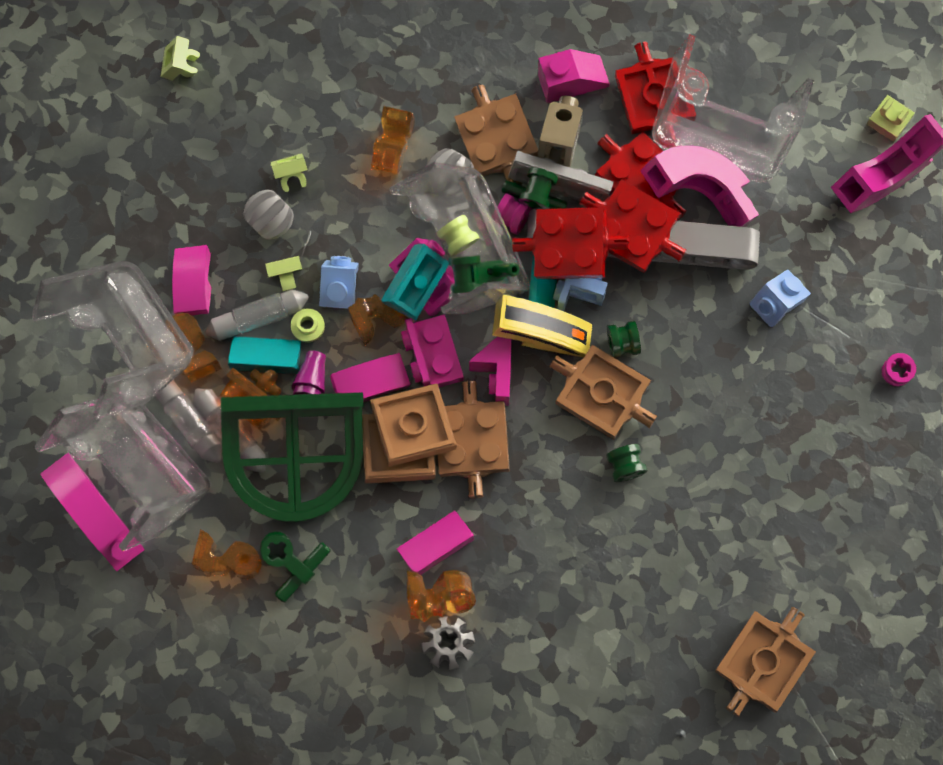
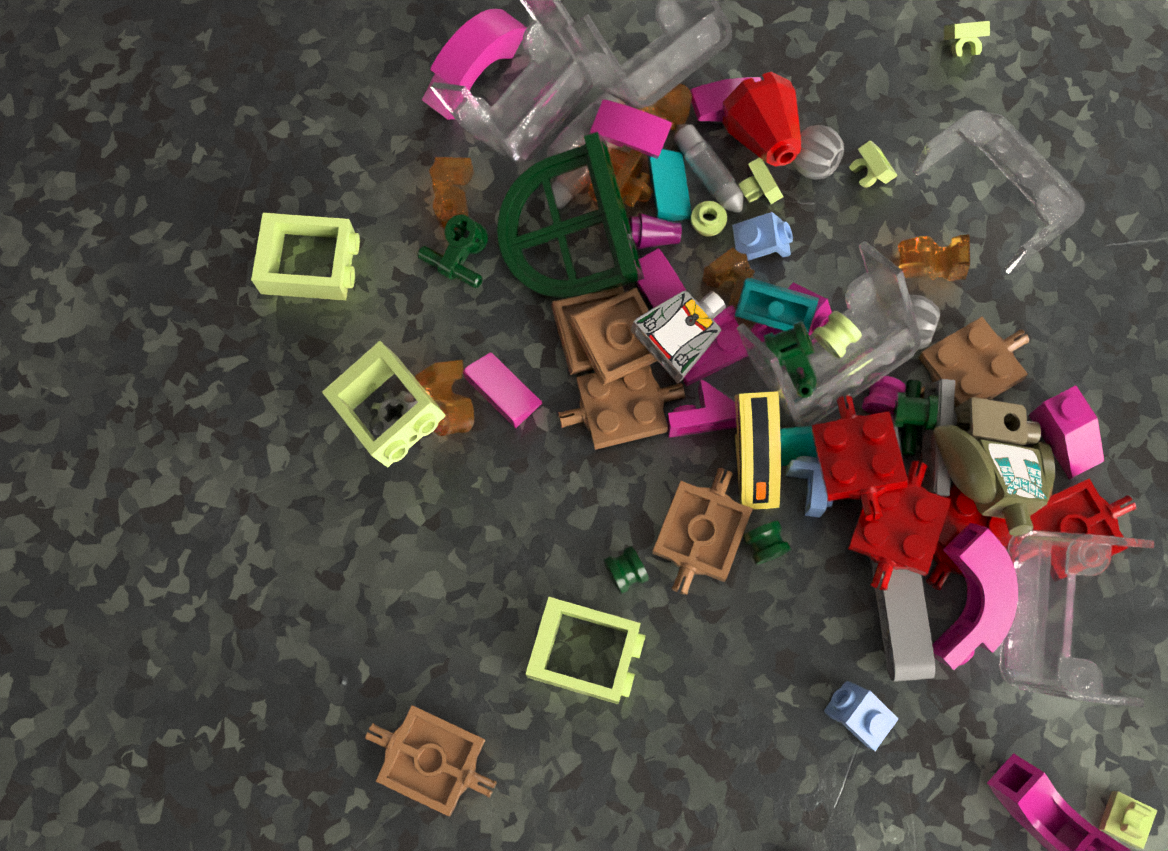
camera: 80 degrees right, 0 degrees up
(209, 373) = (631, 127): none -> dark pink slope
(232, 250) = (765, 118): none -> red cone
(251, 745) = (269, 253): none -> yellowish green window
(288, 61) = (1054, 197): none -> clear windscreen
(412, 661) = (361, 381): none -> yellowish green window
(427, 367) = (680, 331): none -> torso
(607, 137) = (999, 476): none -> olive torso
(676, 542) = (546, 637): none -> yellowish green window

